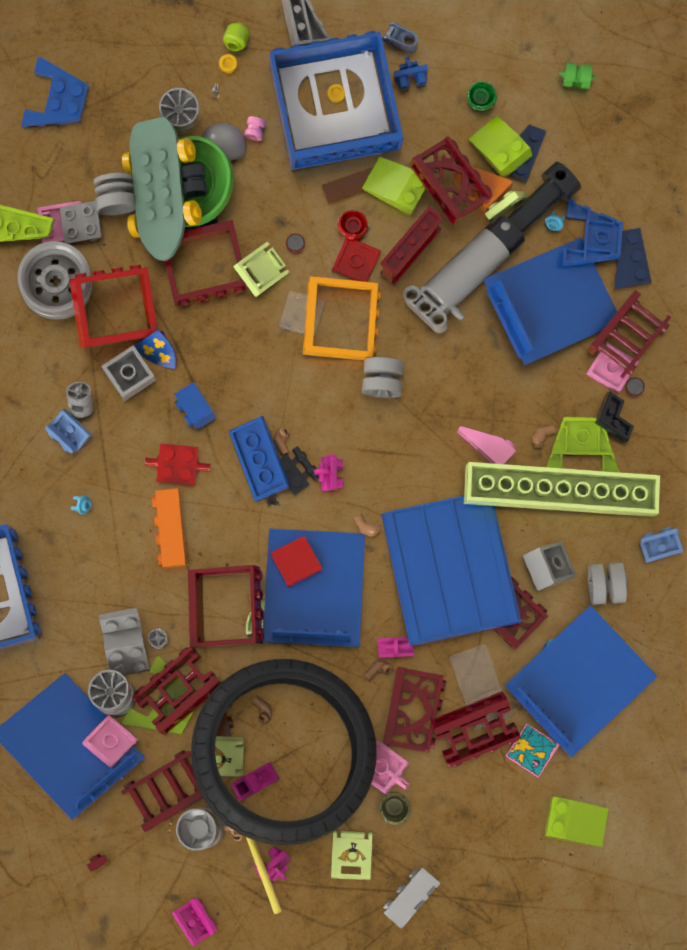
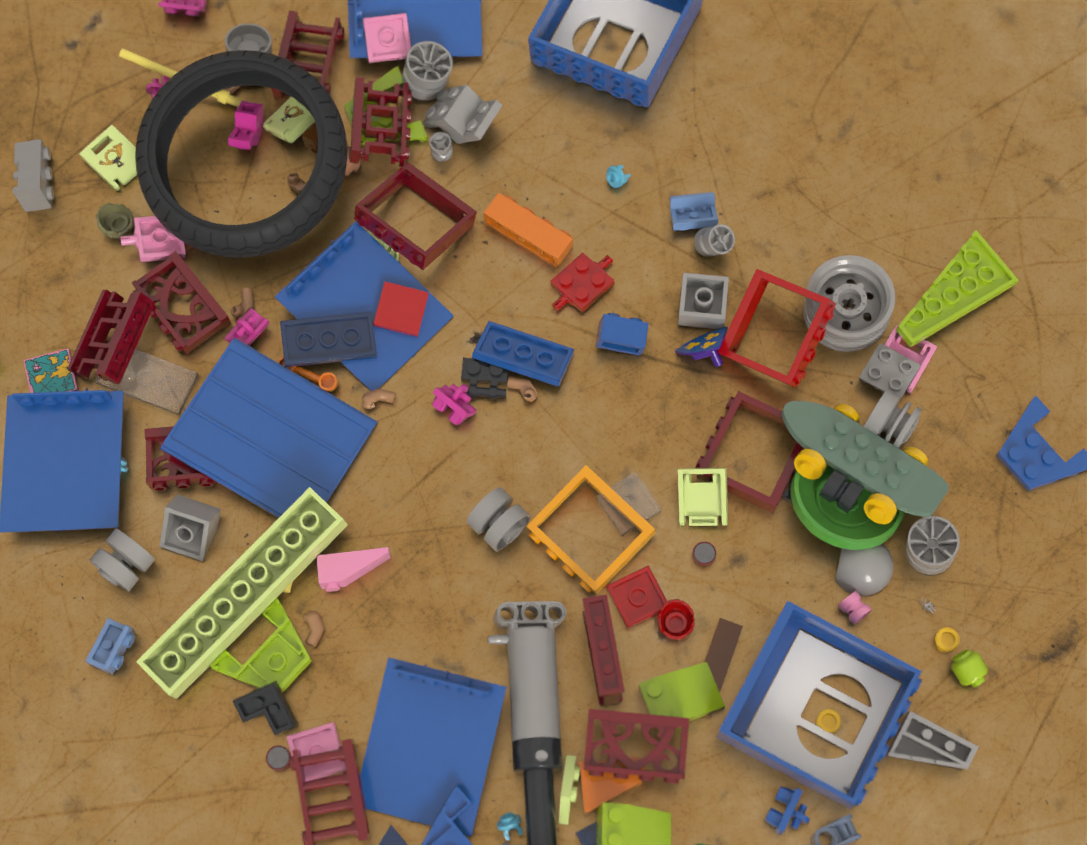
camera: 135 degrees right, 10 degrees down
(357, 588) = (328, 339): none -> dark blue tile
(383, 566) = (326, 381): none -> orange bar

